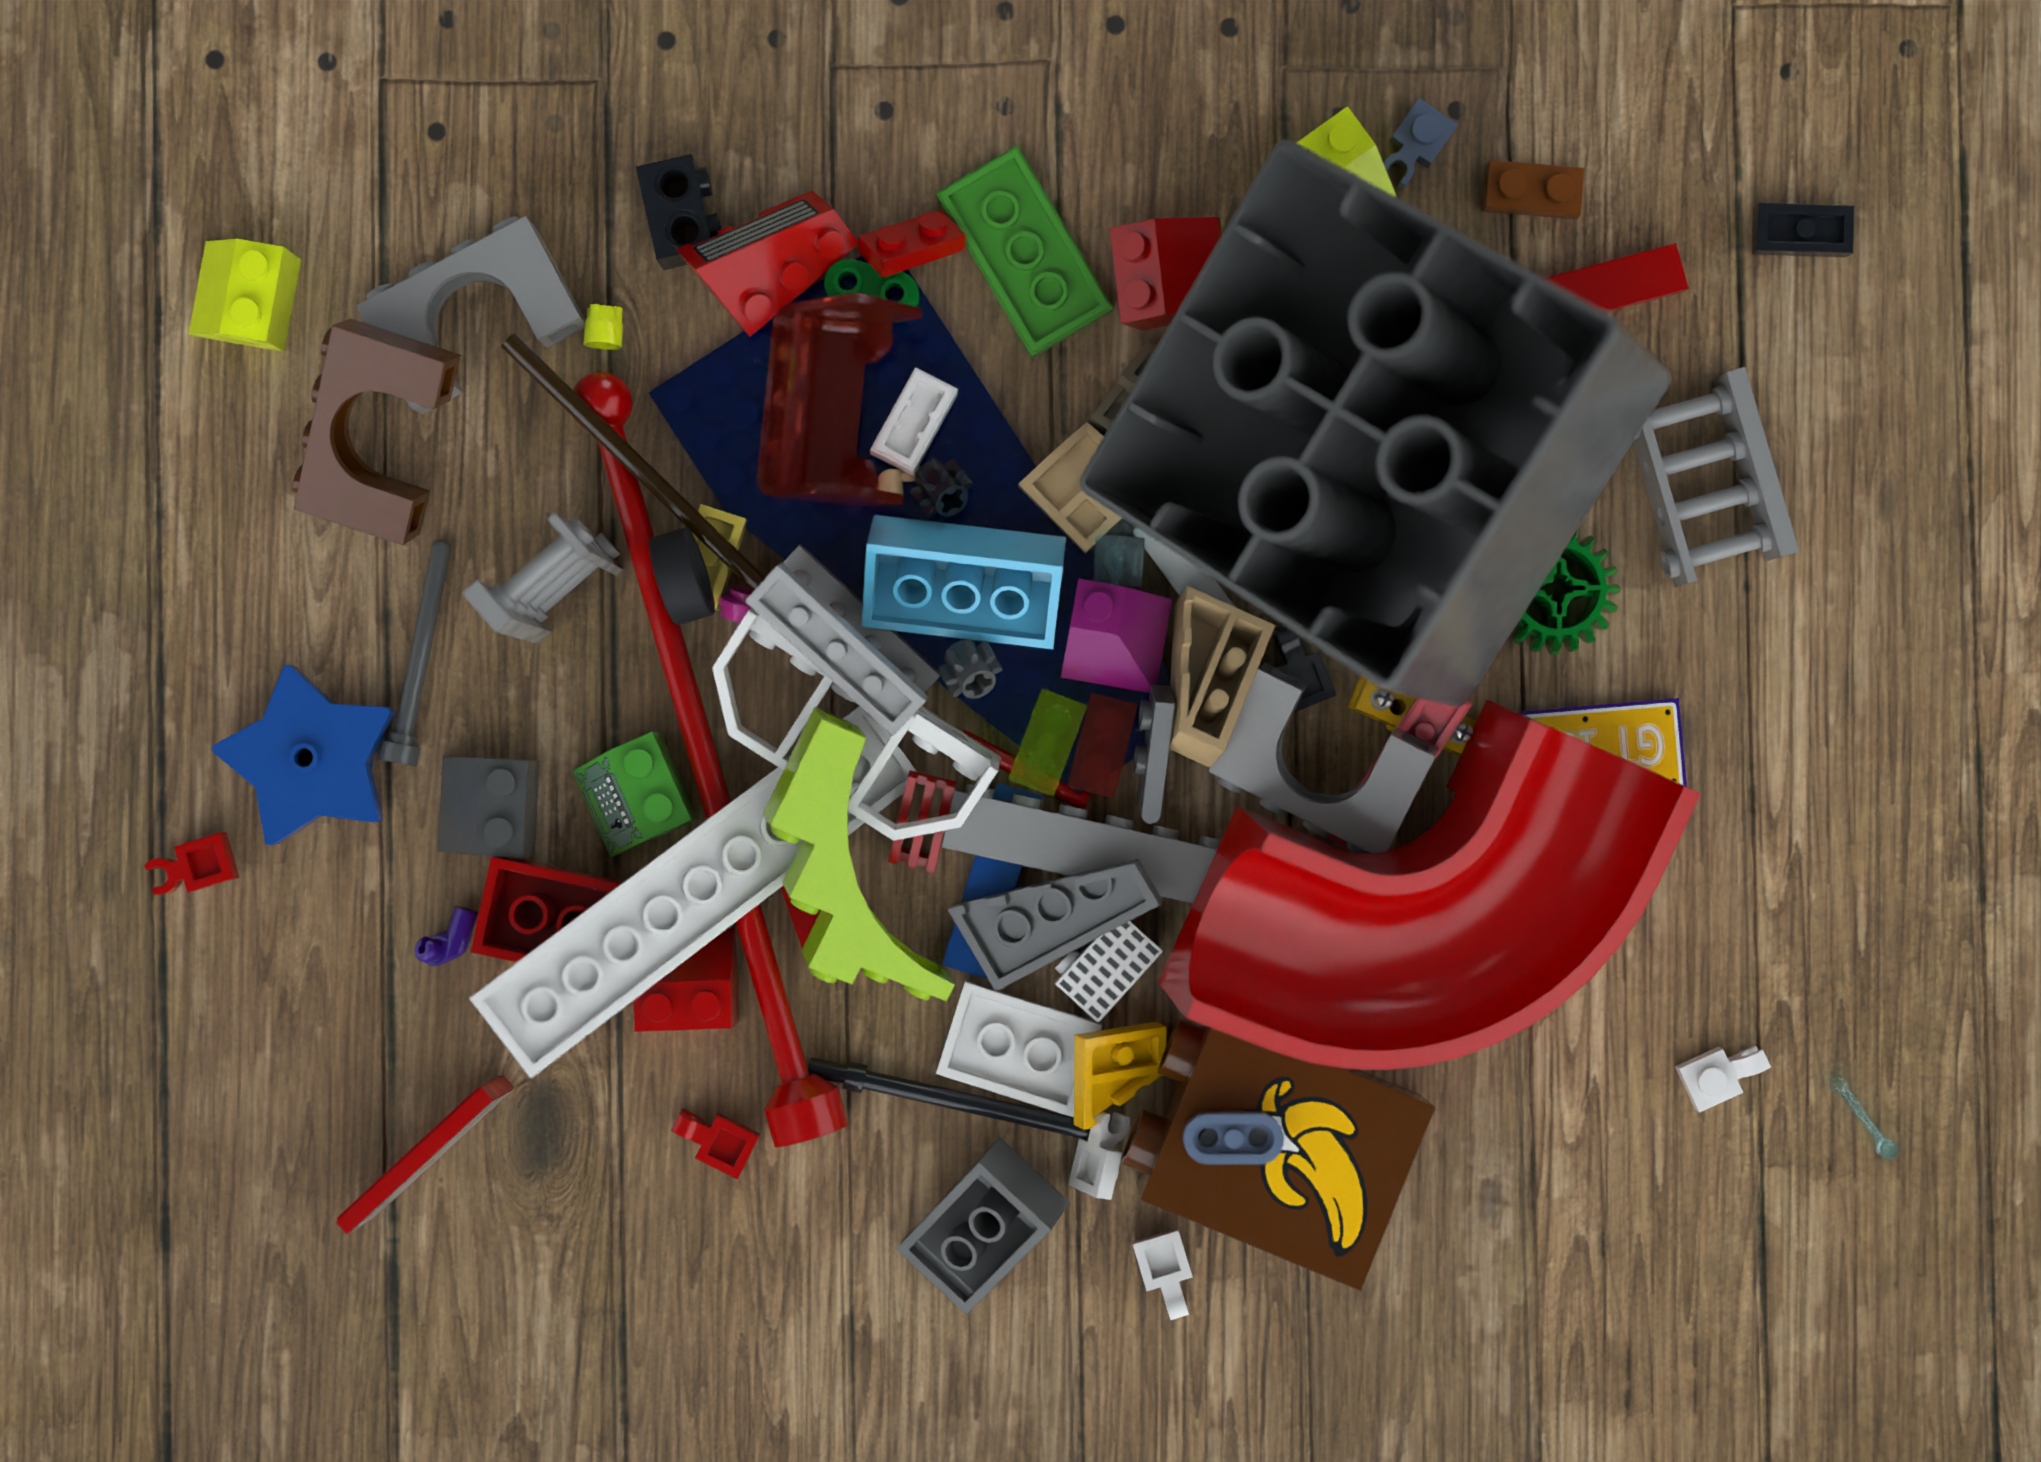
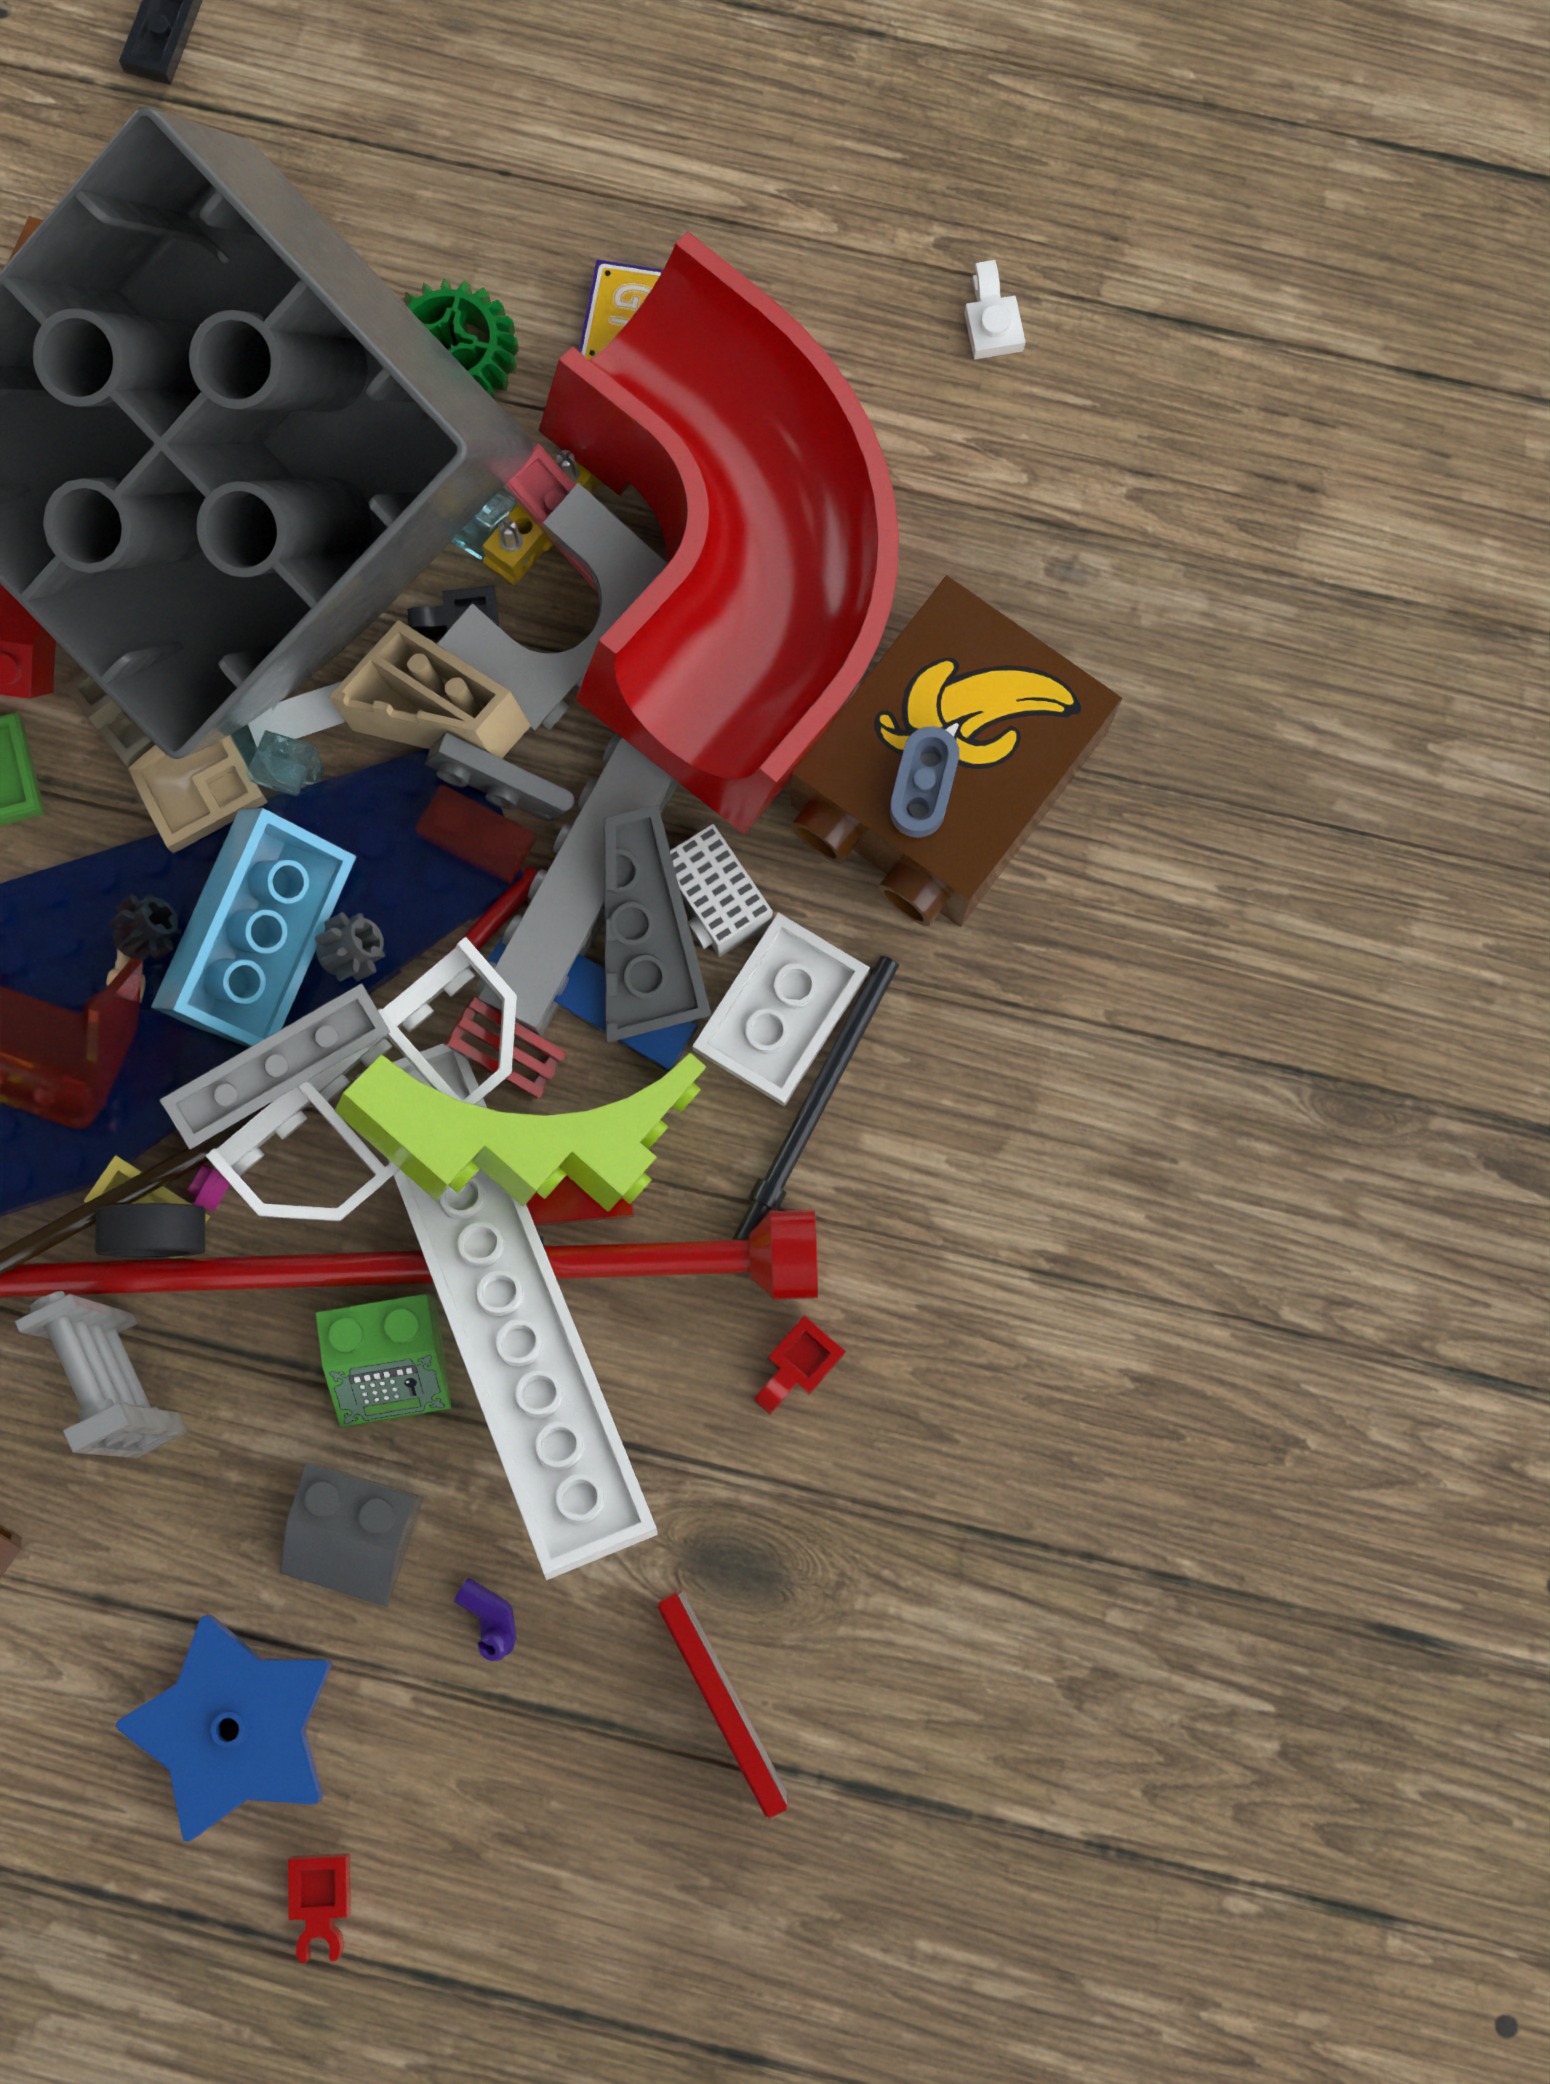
camera: 80 degrees left, 10 degrees down
(401, 744) = (250, 1616): dark grey piece -> none
(530, 903) = (470, 1503): red brick -> none
(695, 993) = (624, 1346): red slope -> none
(914, 421) = (65, 941): white plate -> none
(984, 1226) = (966, 1095): dark grey slope -> none
(1047, 742) = (455, 887): clear neon green plate -> none
(1095, 1158) = (924, 955): white plate -> none
(1113, 1067) = (826, 909): yellow wing -> none
(1116, 636) = (360, 790): magenta slope -> none
(1164, 1265) = (1052, 914): white plate -> none
(1756, 488) = (389, 129): light grey fence -> none
(1885, 1147) = (1107, 182): clear light blue hinge -> none

